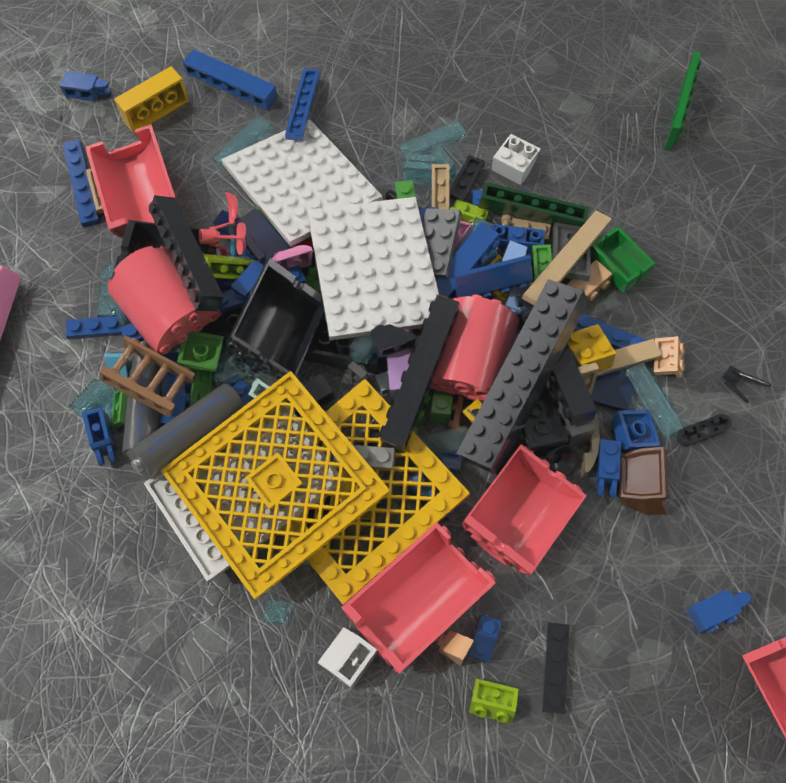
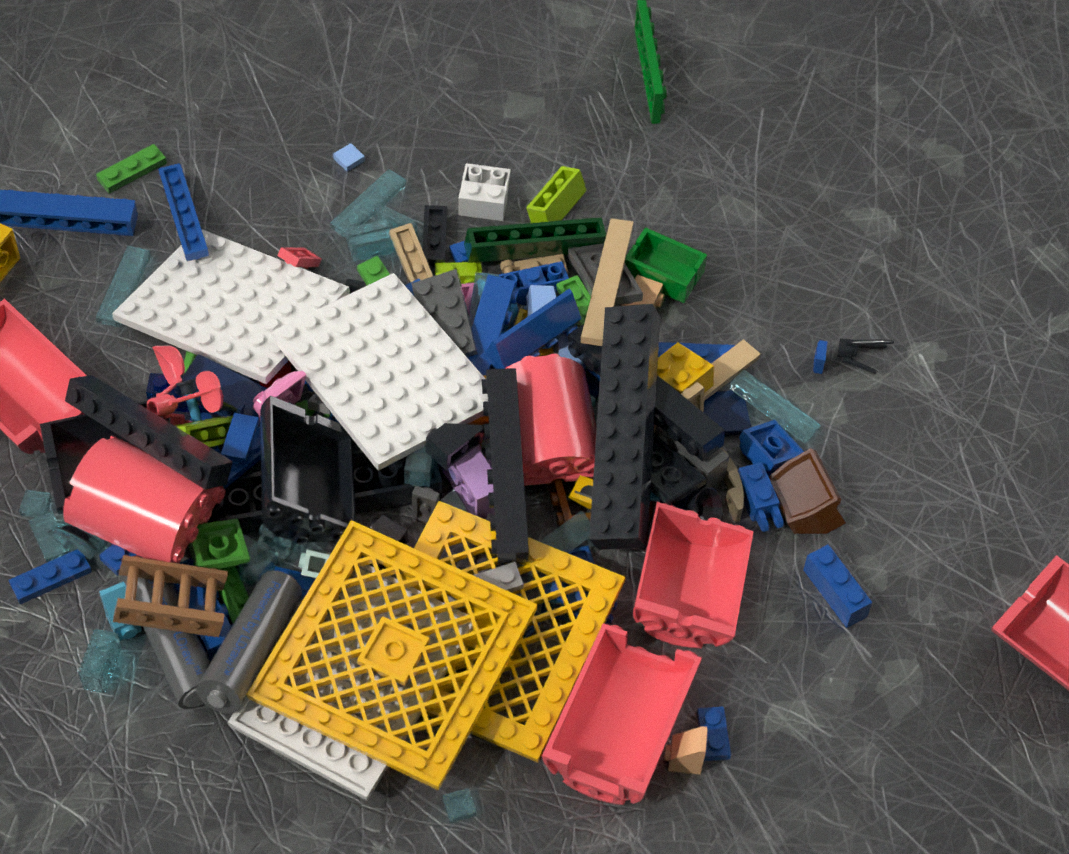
camera: 30 degrees left, 10 degrees down
(100, 434) = (135, 693): blue hinge -> none
(118, 409) = (140, 654): bright green plate -> none
(288, 63) = (131, 168): none -> bright green plate
(348, 657) = (571, 814): white slope -> none
(363, 162) = (299, 257): none -> coral plate
(435, 103) = (348, 157): none -> light blue tile
(441, 407) = (540, 504): bright green slope -> none
(494, 701) = (756, 792): lime bracket -> none
(555, 668) = (805, 731): black plate -> none
(565, 180) = (557, 196): none -> lime brick
(635, 563) = (837, 586): none -> blue brick
(671, 356) = (772, 357): light nougat bracket -> none
(699, 437) = (840, 428): black beam -> none
(708, 373) = (820, 356): none -> blue tile
(716, 609) = (945, 599): blue hinge -> none

